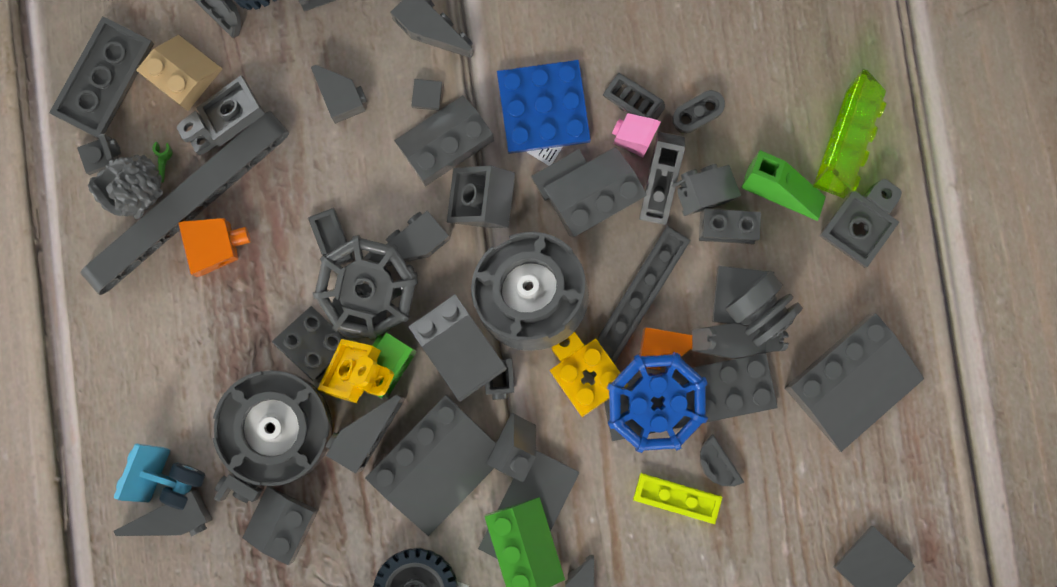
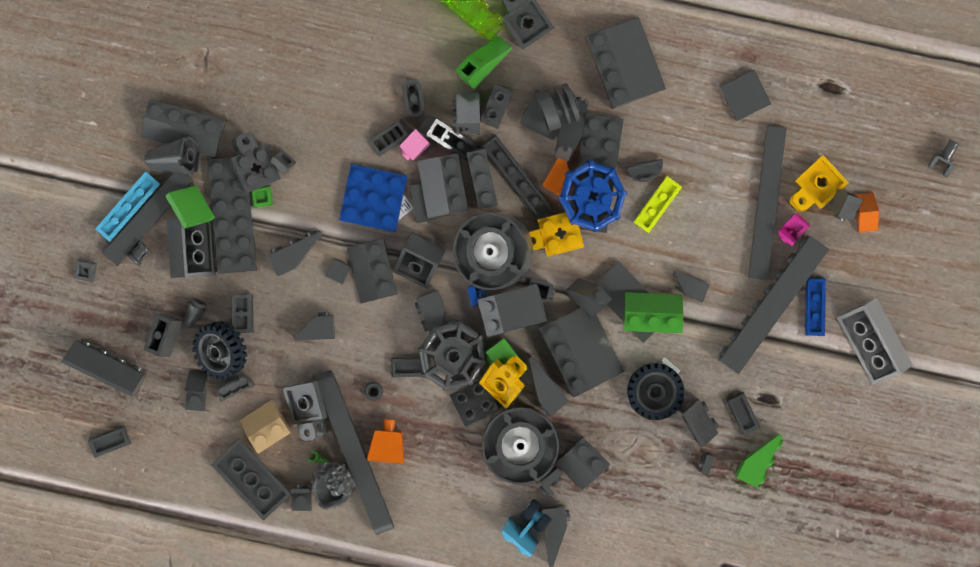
camera: 60 degrees left, 5 degrees up
(278, 191) = (378, 386): none -> dark grey plate
(460, 289) = (475, 295): none -> blue tile
(625, 240) = (481, 177): none -> dark grey brick

